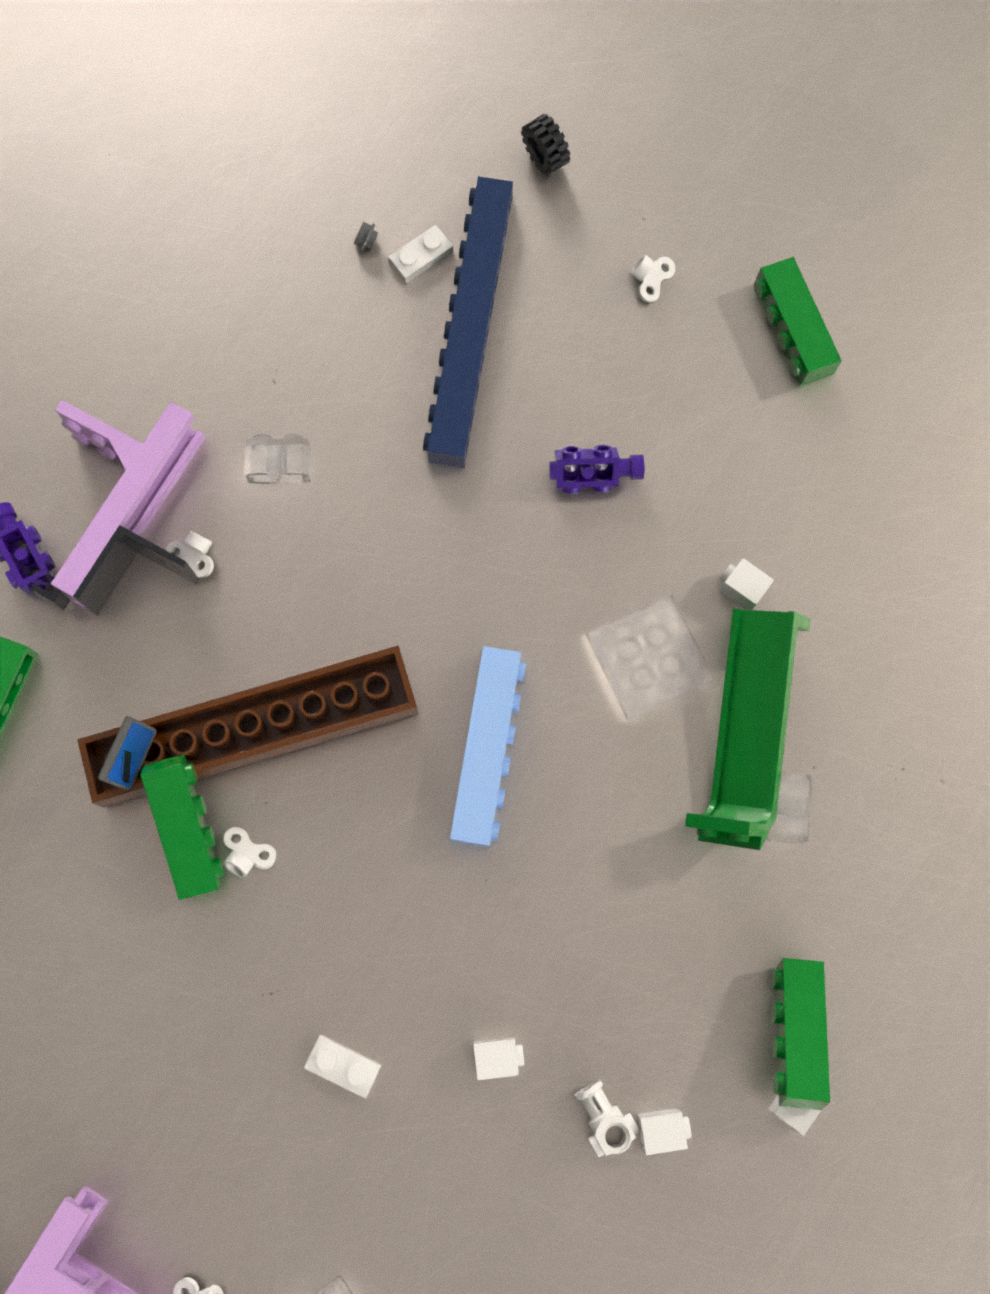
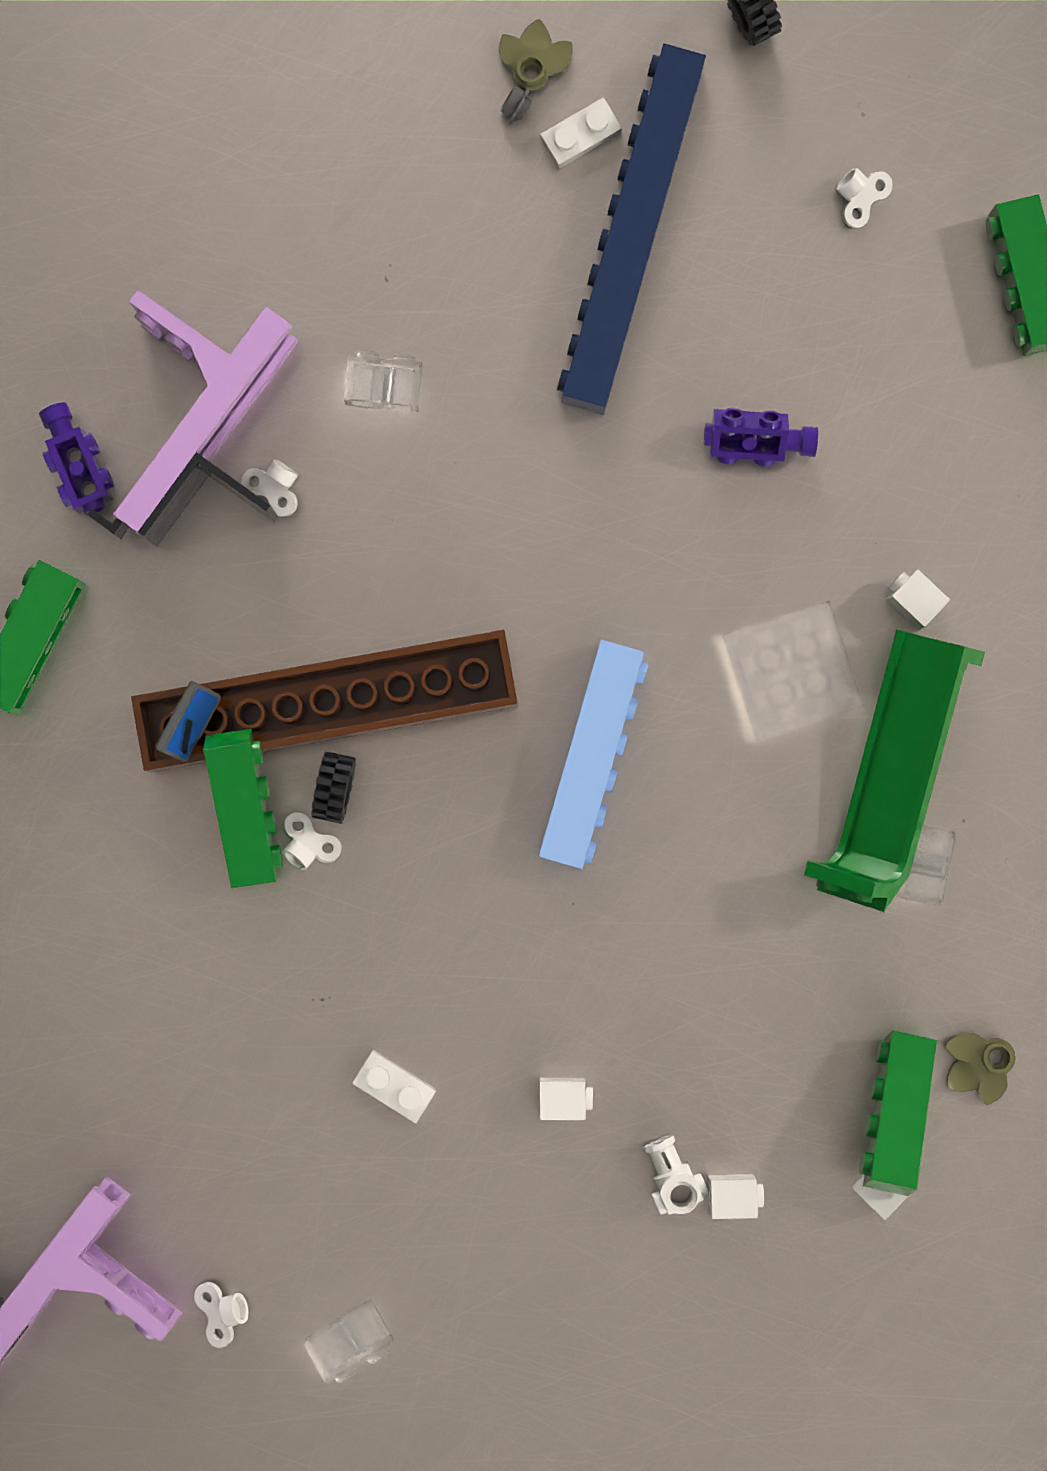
camera: 10 degrees right, 10 degrees up
(263, 800) = (333, 787): none -> black tyre
(377, 198) = (534, 52): none -> olive plate
(860, 986) = (974, 1069): none -> olive plate

